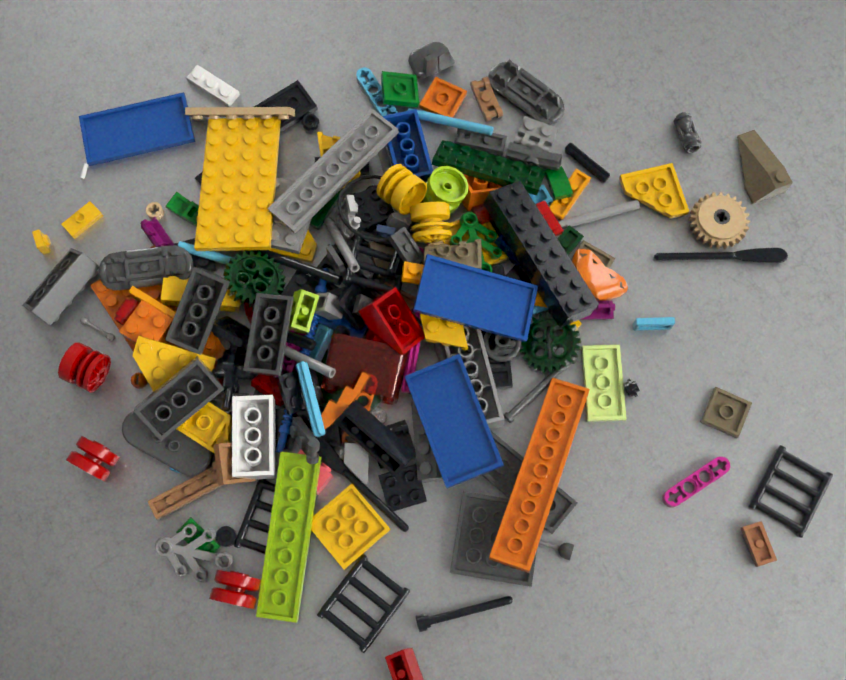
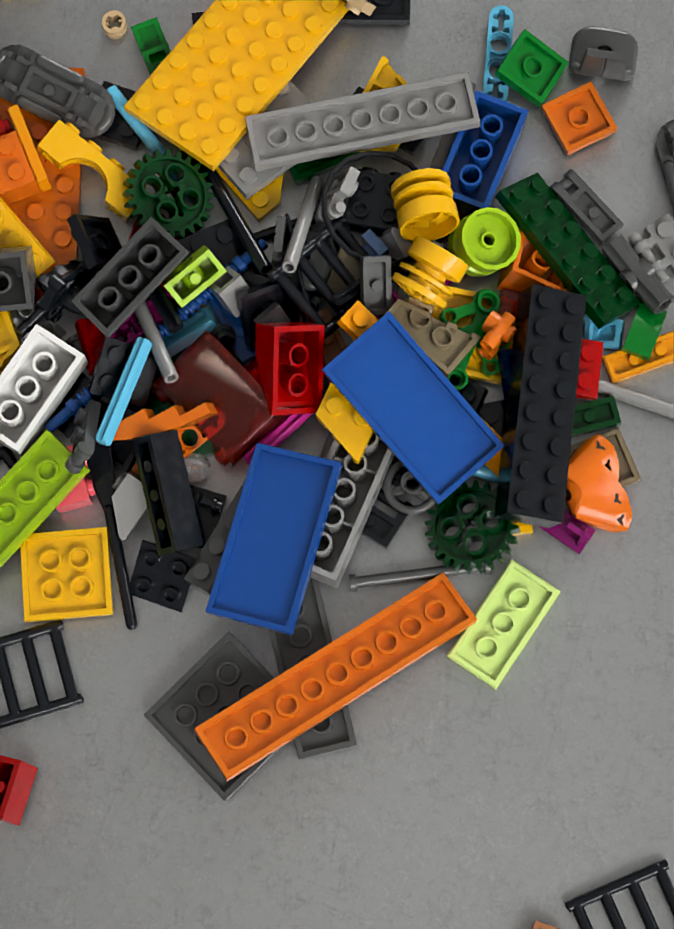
camera: 40 degrees right, 5 degrees up
(156, 233) = (95, 56): magenta hinge -> none
(197, 310) = (70, 188): dark grey slope -> none
(310, 118) = (387, 29): black plate -> none
(426, 621) = (73, 750): black piece -> none
(454, 122) = (565, 157): medium azure piece -> none
(486, 99) = (636, 156): medium nougat plate -> none
(487, 229) = (497, 329): none -> orange plate
(565, 549) = (299, 788): dark grey hinge -> none
(631, 388) = (532, 655): black plate -> none
(659, 323) = (623, 596): medium azure tile -> none
(696, 482) = (523, 826): dark pink beam -> none
(726, 412) = (629, 770): dark tan tile -> none

